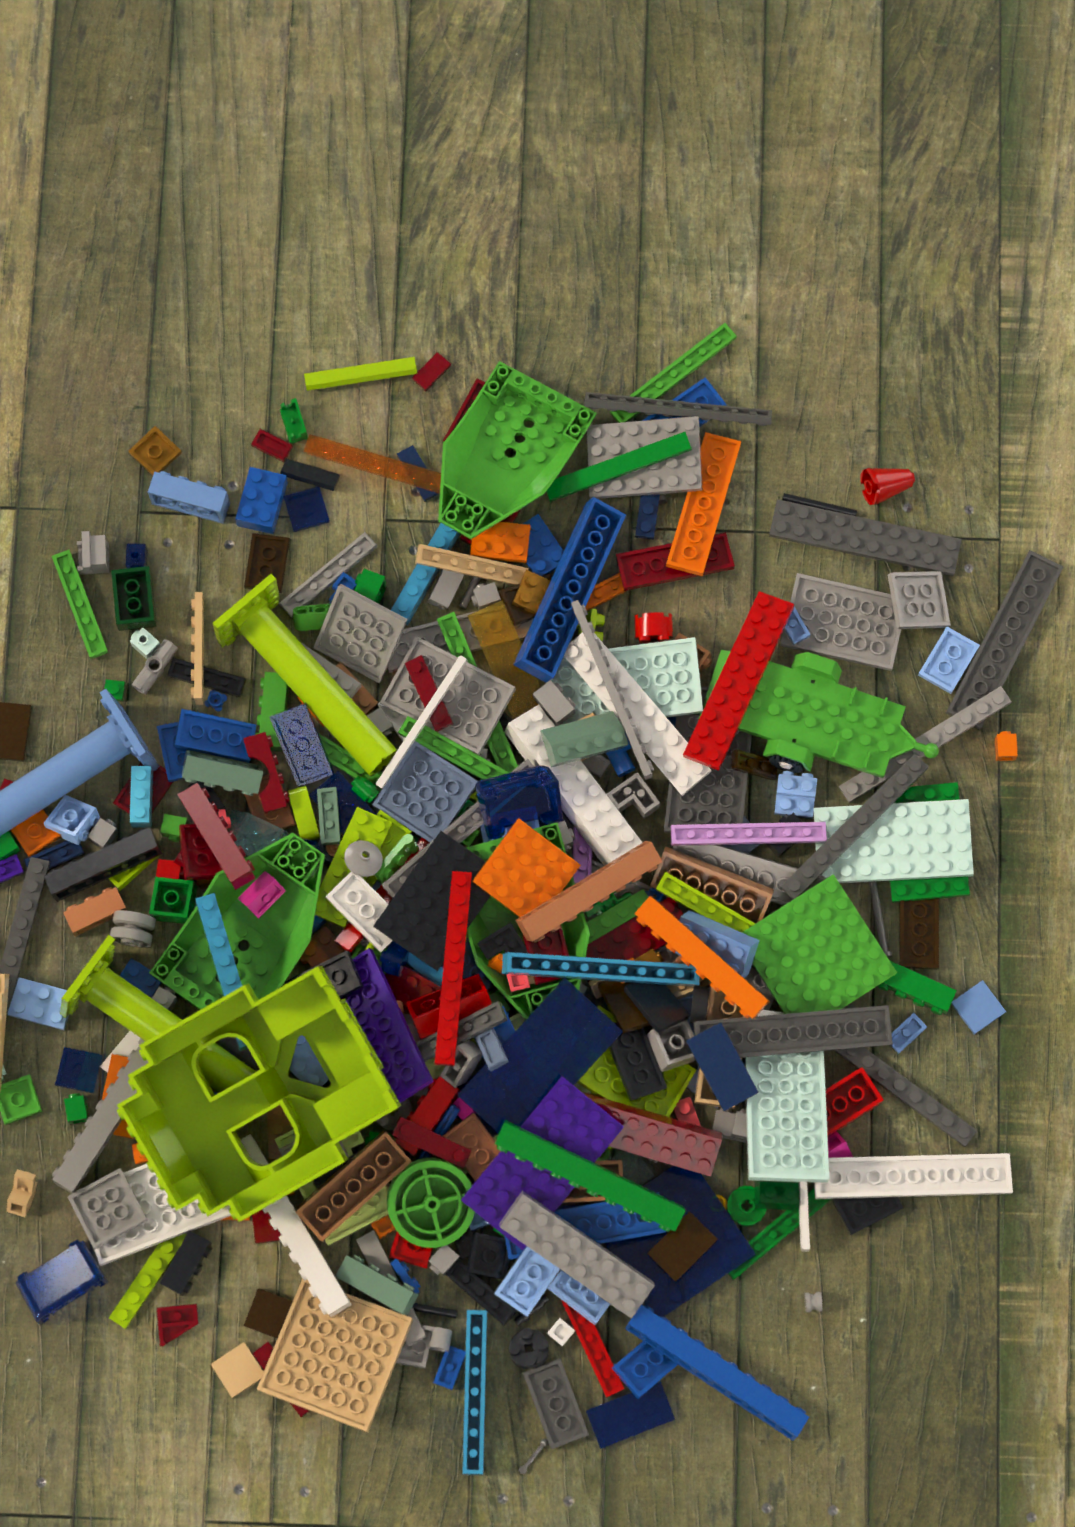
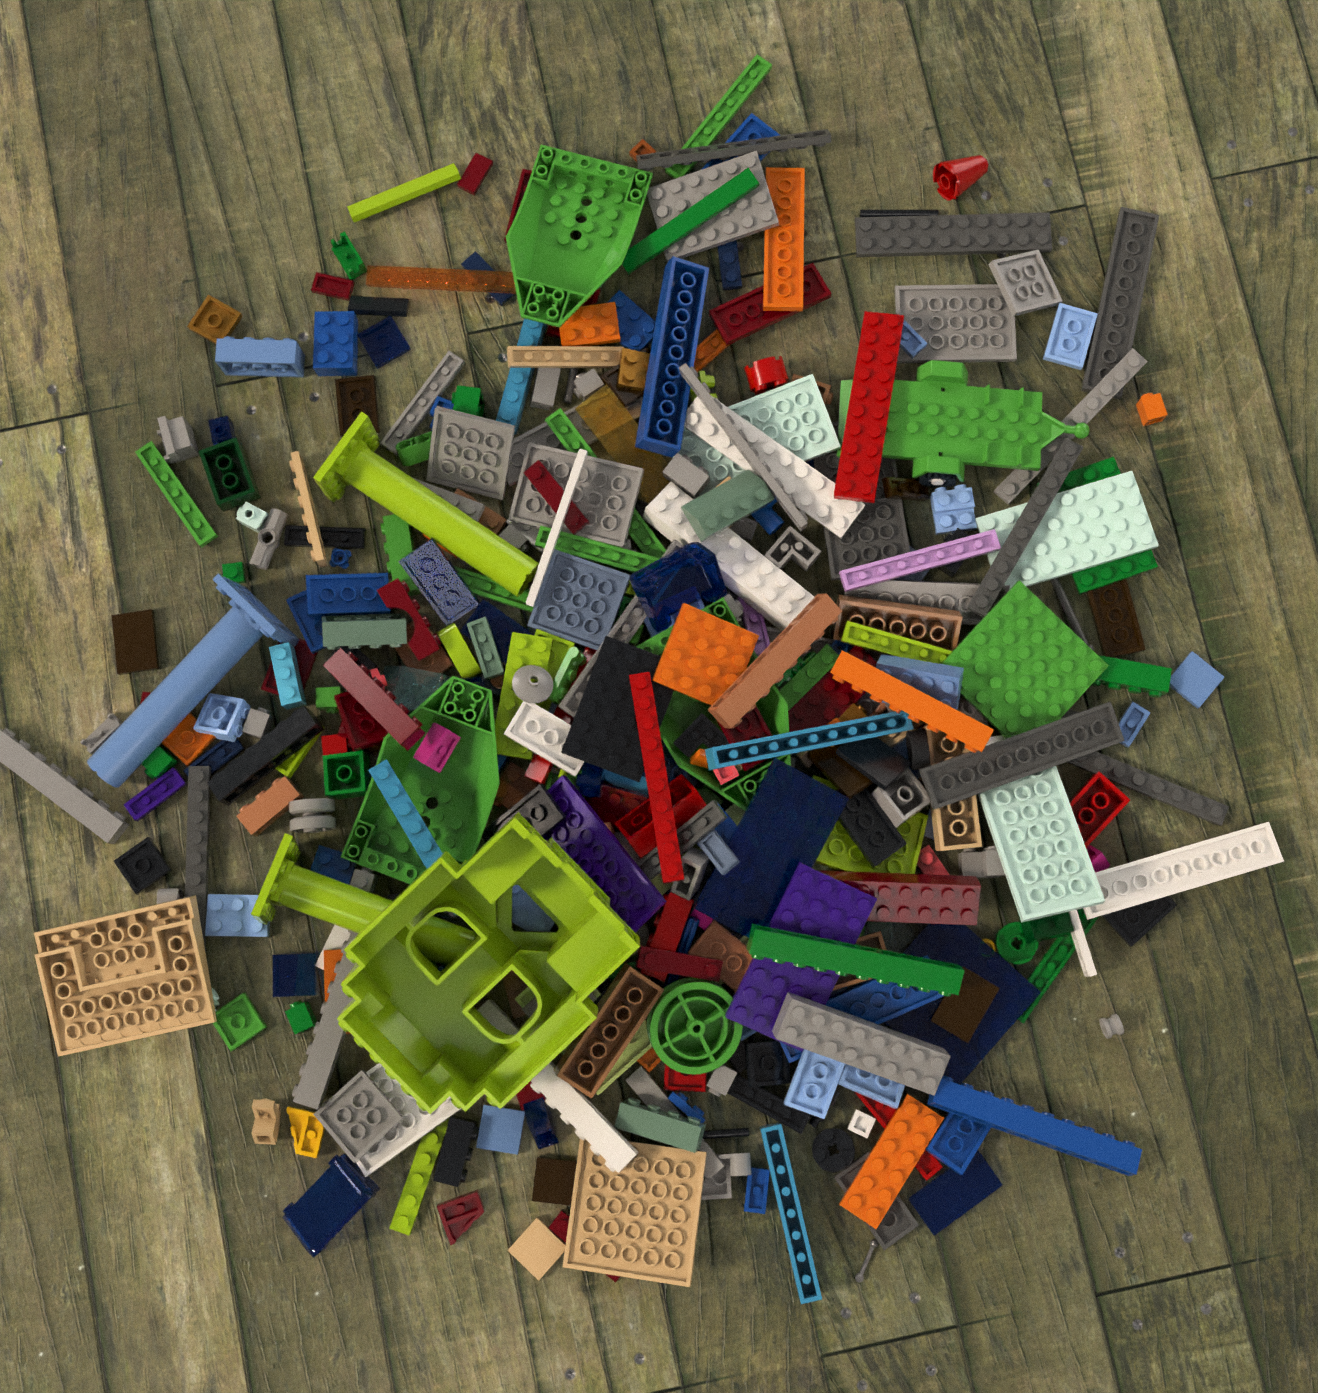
camera: 10 degrees left, 5 degrees up
(56, 1212) = (306, 1131): none -> yellow wing
(231, 1255) = (500, 1129): none -> medium blue tile
(269, 1258) = (540, 1123): none -> clear blue slope
(364, 788) = (515, 611): green brick -> none
(578, 1370) = (891, 1161): none -> orange plate
(593, 386) = (641, 148): none -> dark orange plate
(722, 1066) = (961, 809): dark blue tile -> none

